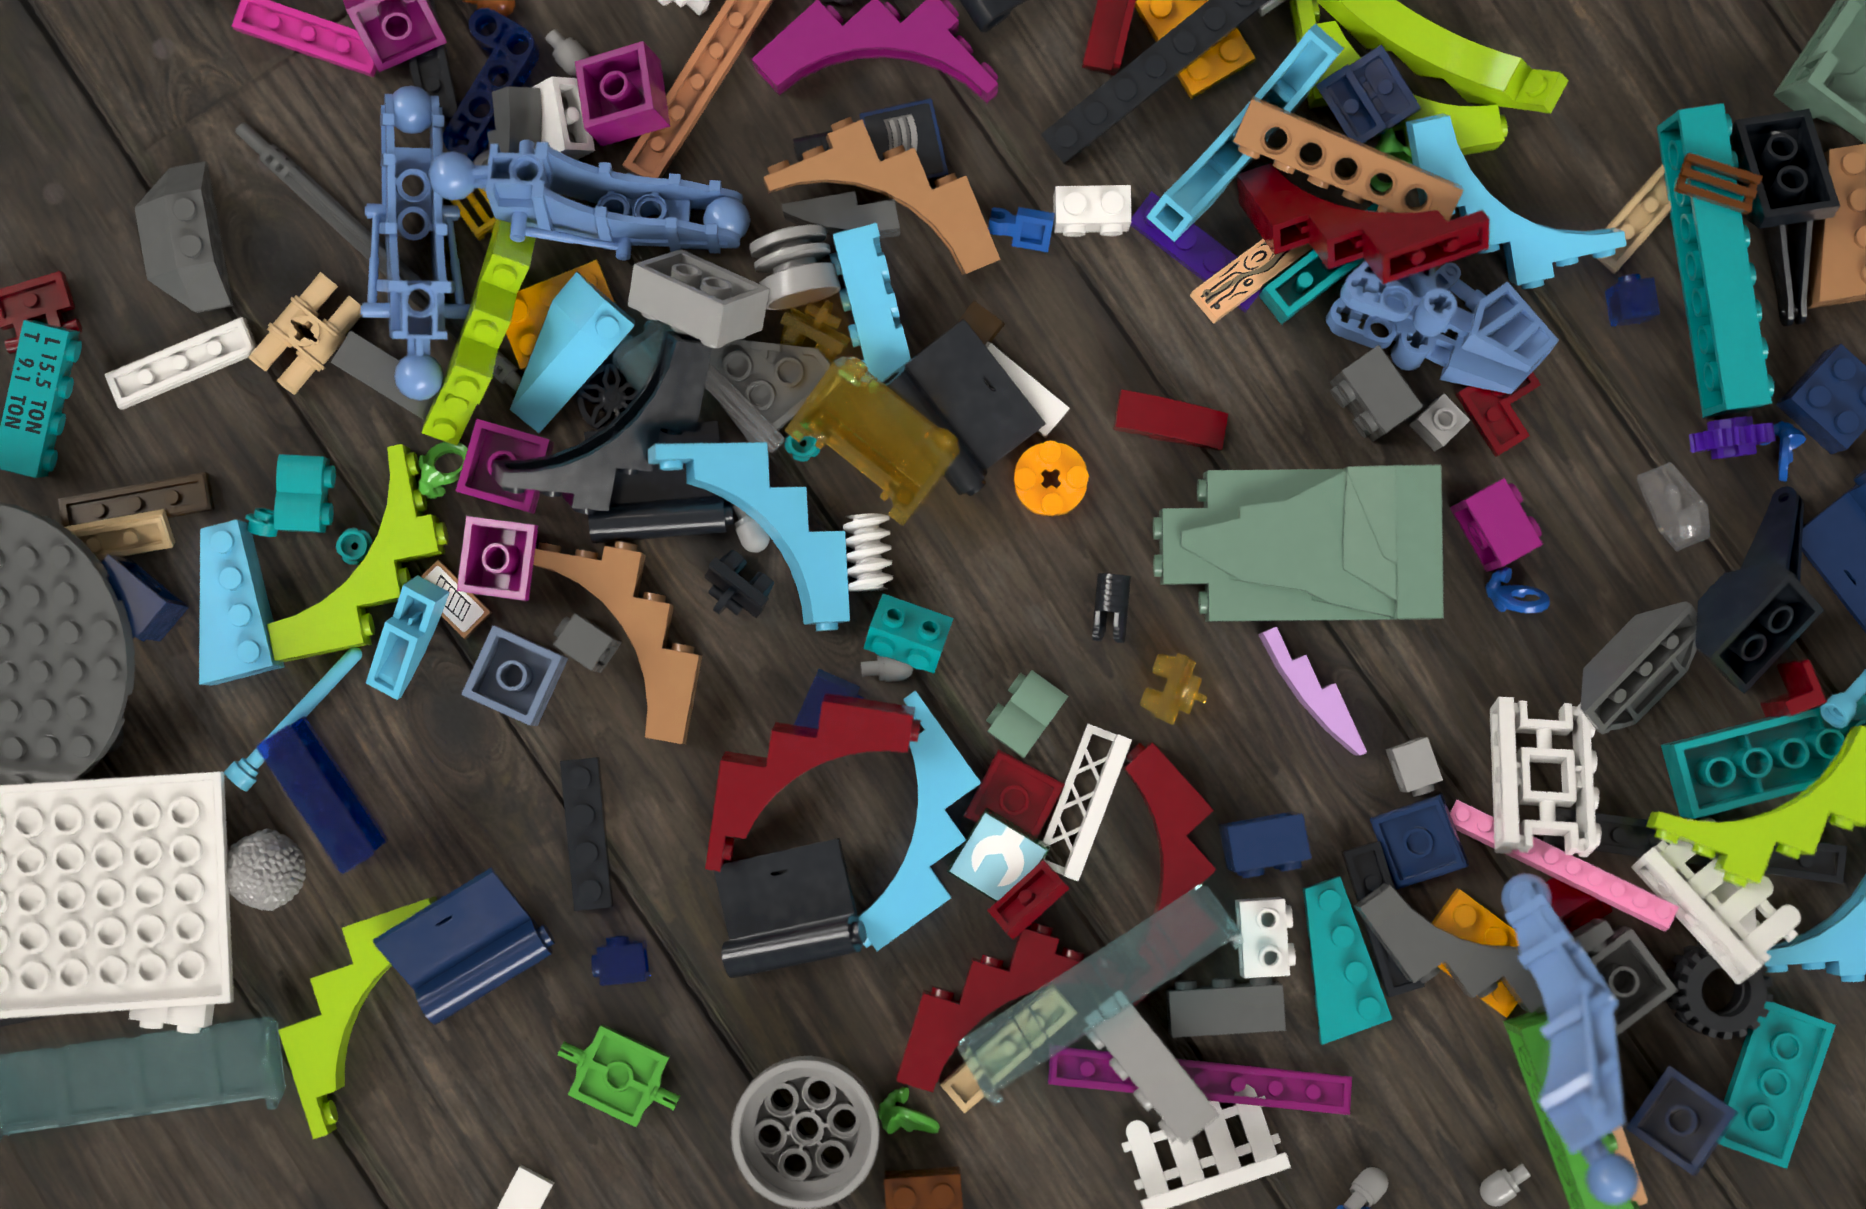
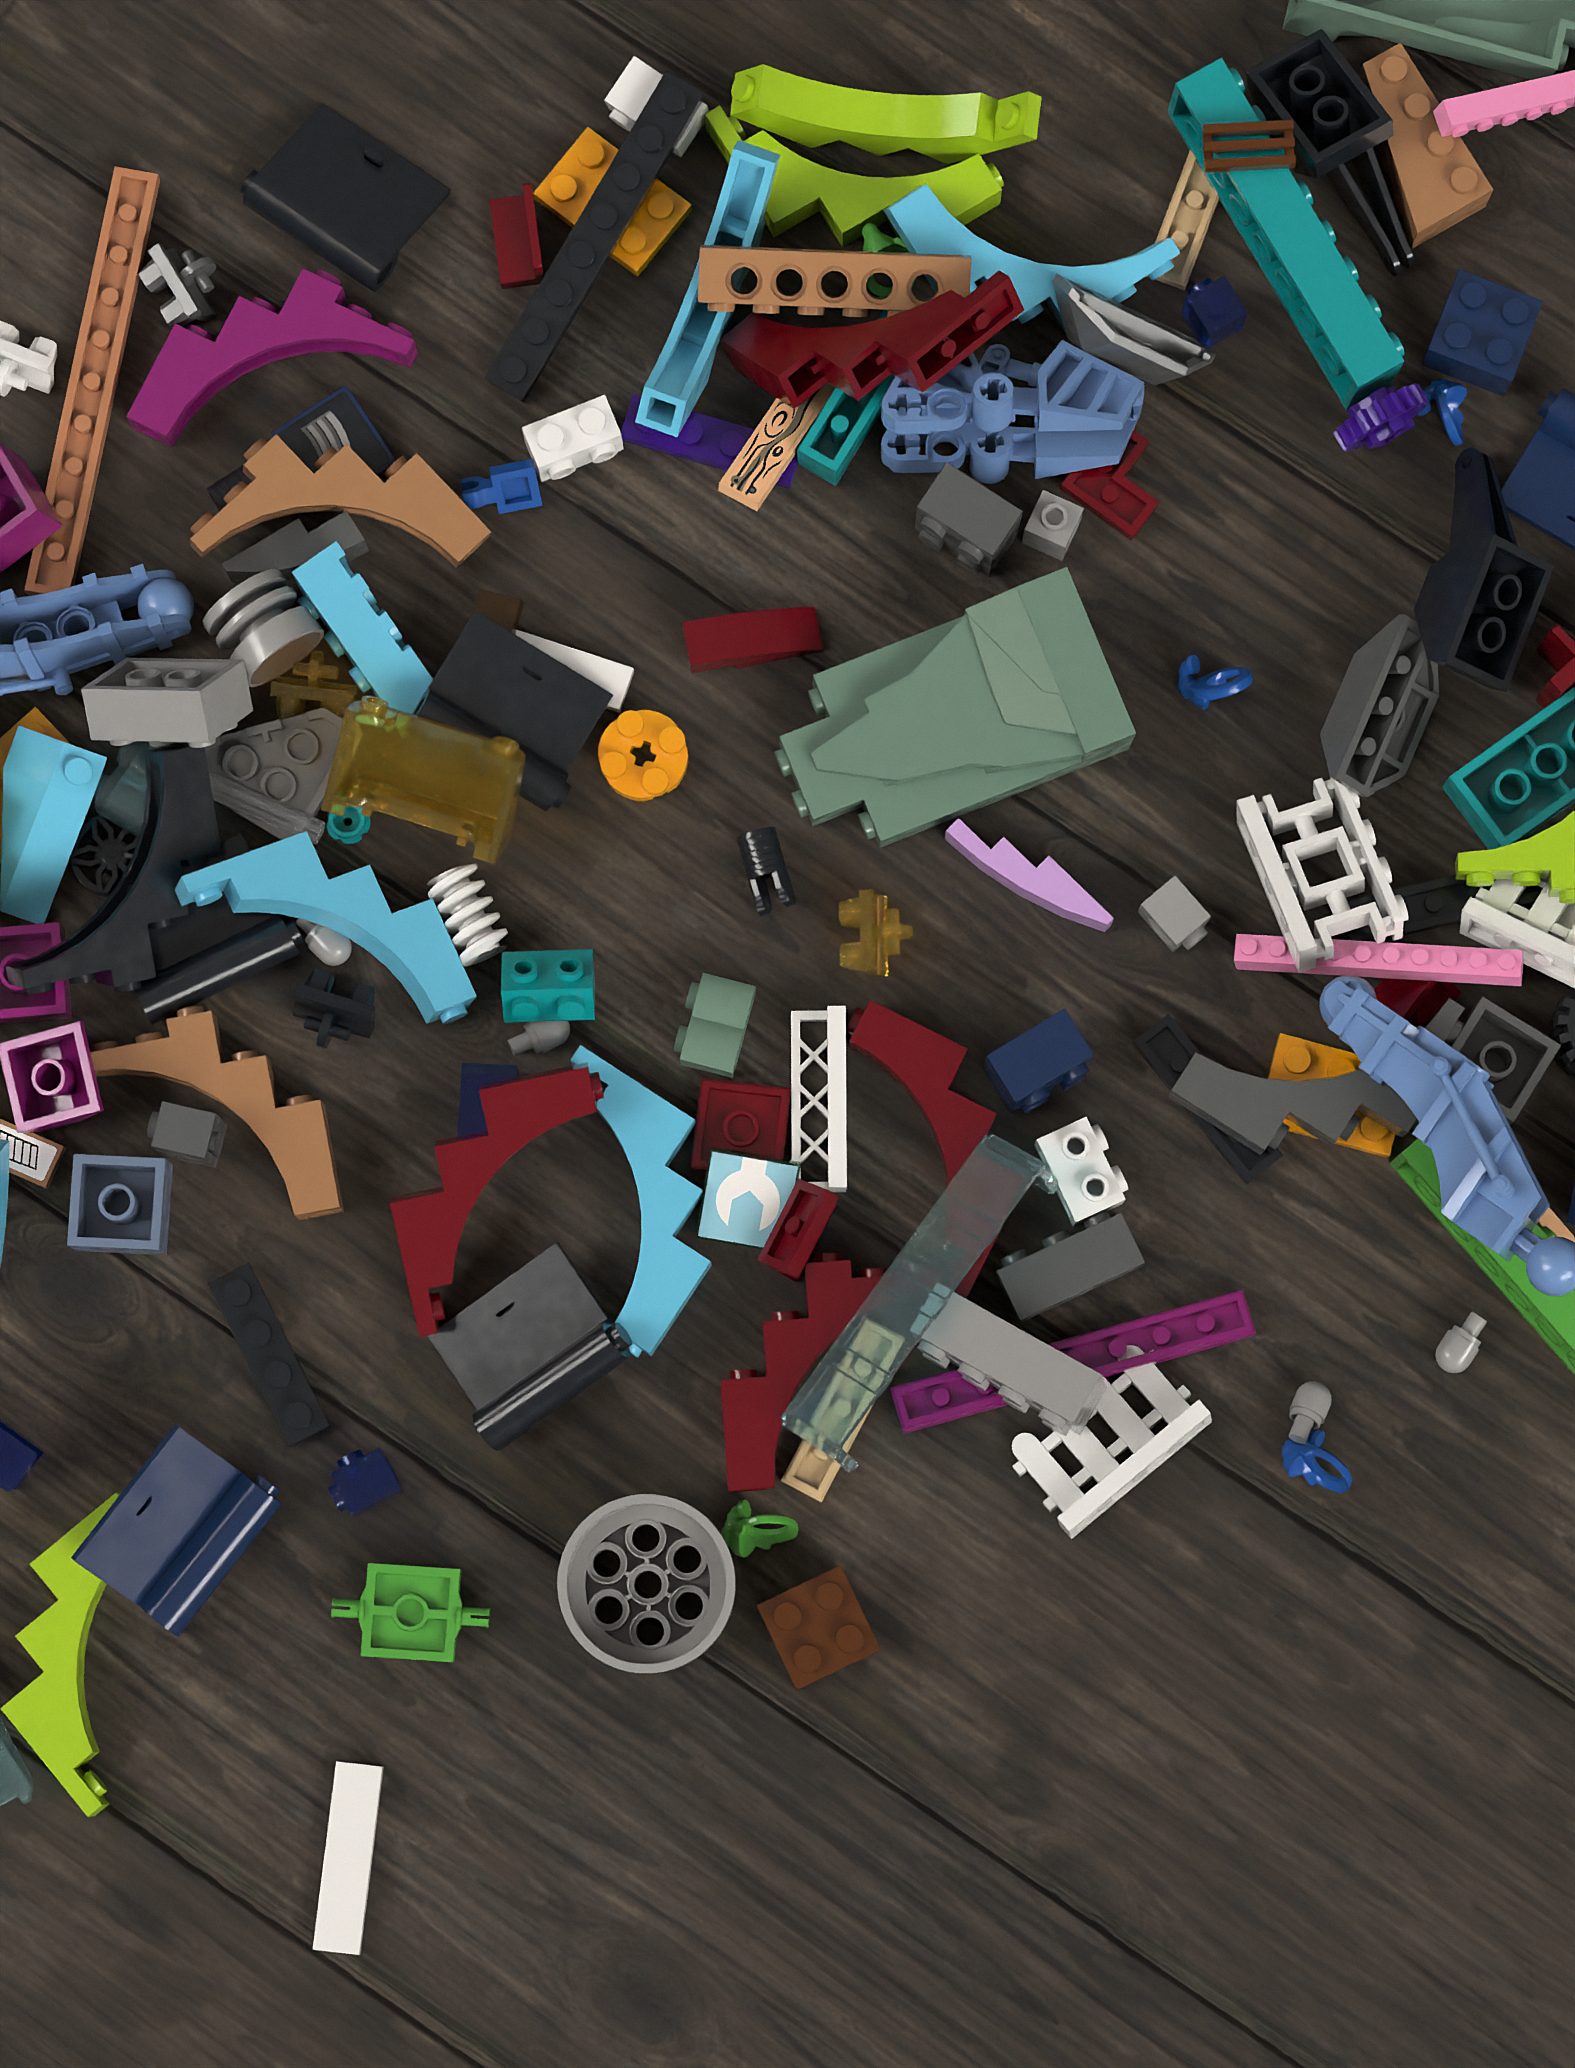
camera: 20 degrees left, 5 degrees down
(1344, 977) = (1187, 1177): teal wing -> none
(1368, 96) = (831, 198): dark blue slope -> none
(1419, 841) = (1213, 996): dark blue plate -> none
(1497, 525) = (1159, 611): magenta brick -> none
(1557, 296) = (1126, 336): none -> dark grey wedge
(1675, 506) = (1351, 518): clear slope -> none

